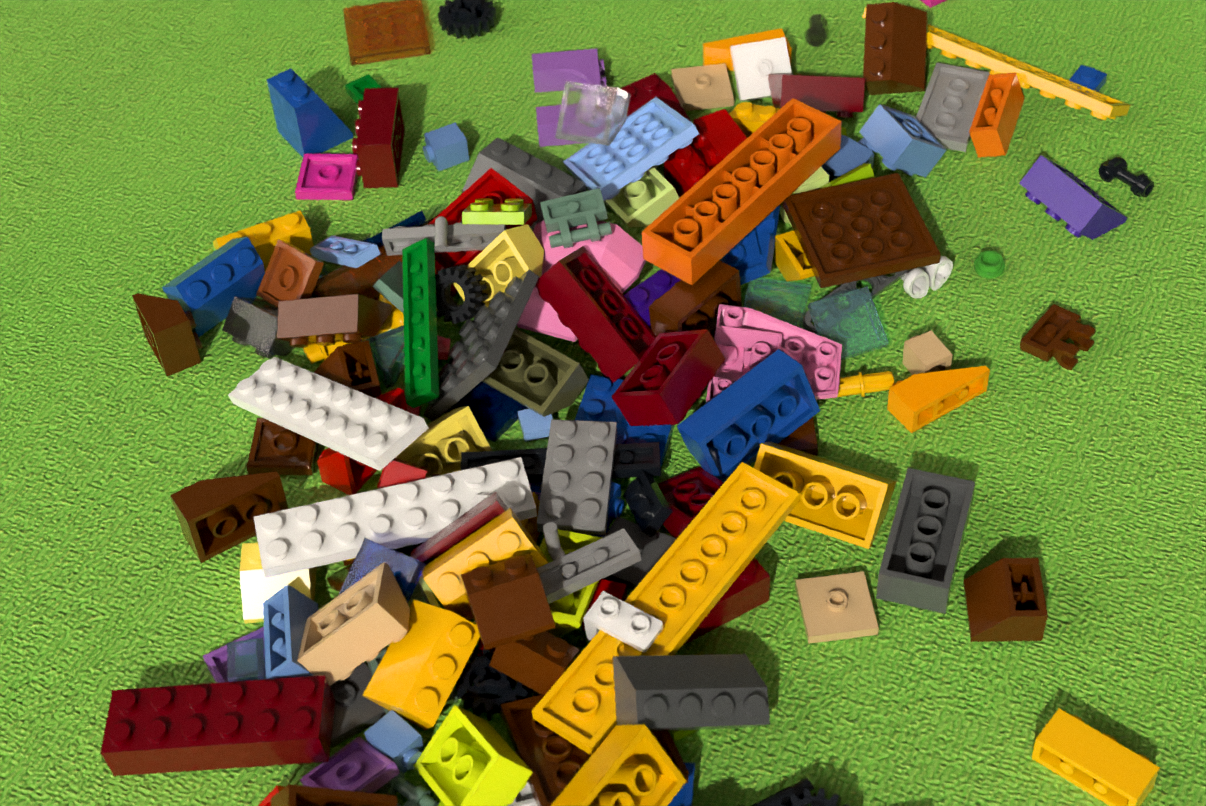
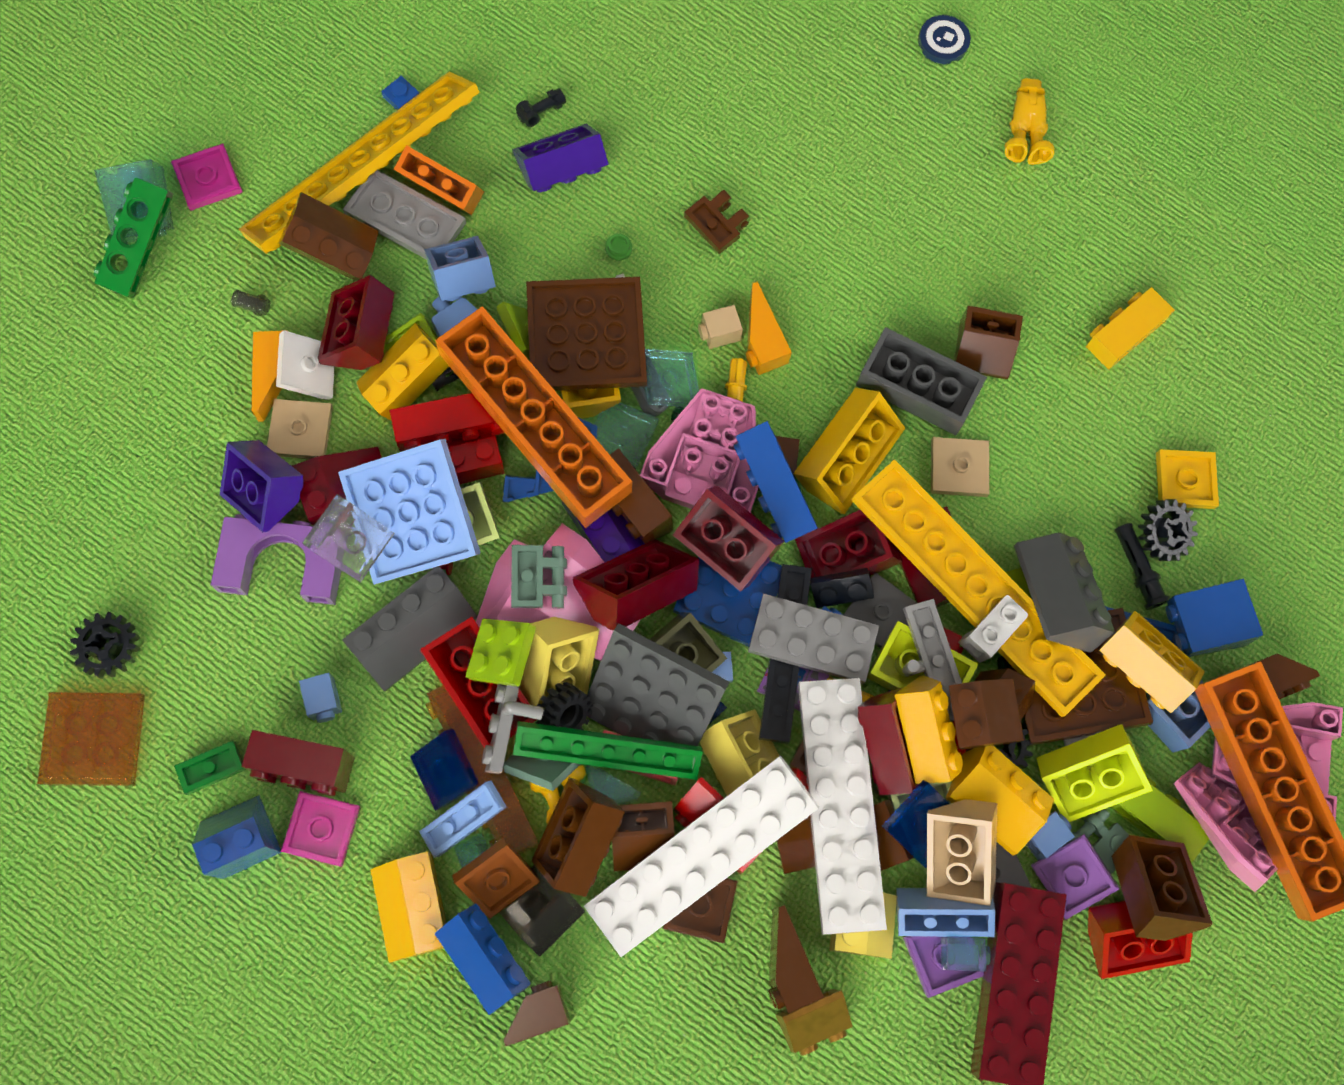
camera: 90 degrees left, 25 degrees up
(171, 546) = (816, 1023): none -> pearl gold slope
(636, 57) = (259, 483): none -> dark purple slope

